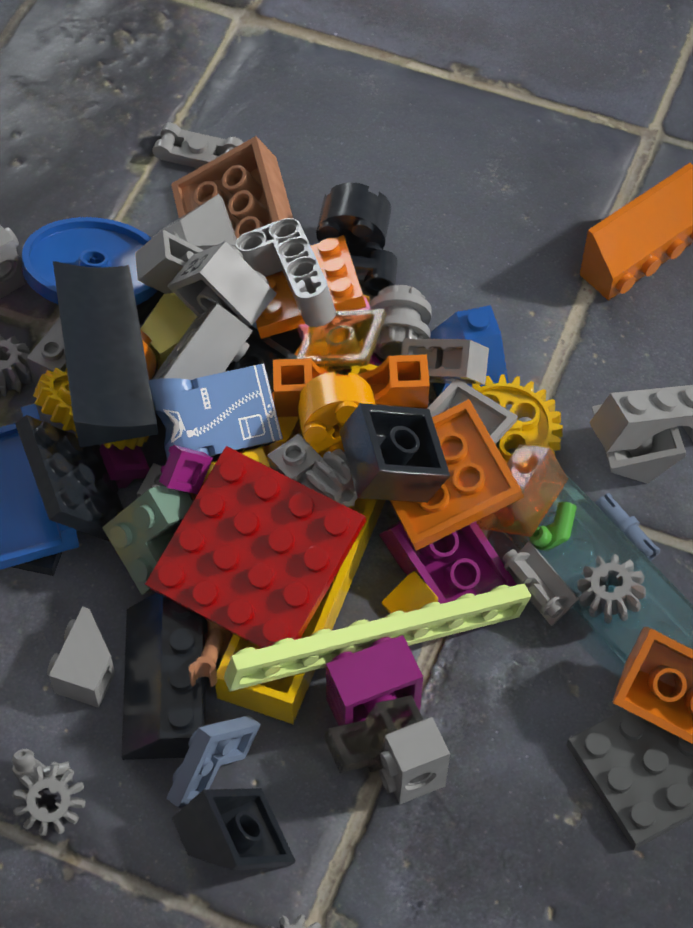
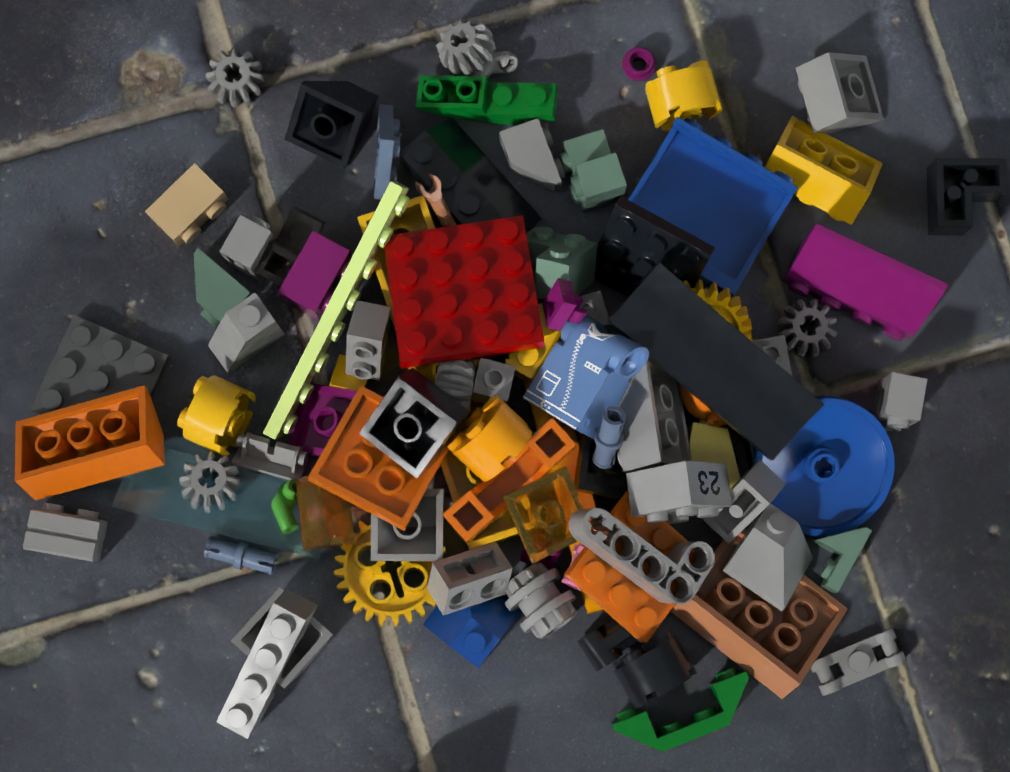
camera: 140 degrees right, 25 degrees up
(48, 599) = (593, 170): none -> sand green brick
(75, 737) = (485, 101): none -> green slope
(141, 206) = (846, 548): none -> sand green slope
(237, 354) = (609, 437): none -> sand blue pin
(310, 185) = (727, 693): none -> green slope
(372, 593) = (367, 340): none -> light grey brick
(444, 860) = (188, 206): none -> tan brick
(476, 756) = (215, 288): none -> sand green slope
(479, 688) = (244, 333): none -> light grey slope
(561, 640) = (216, 414): none -> yellow brick

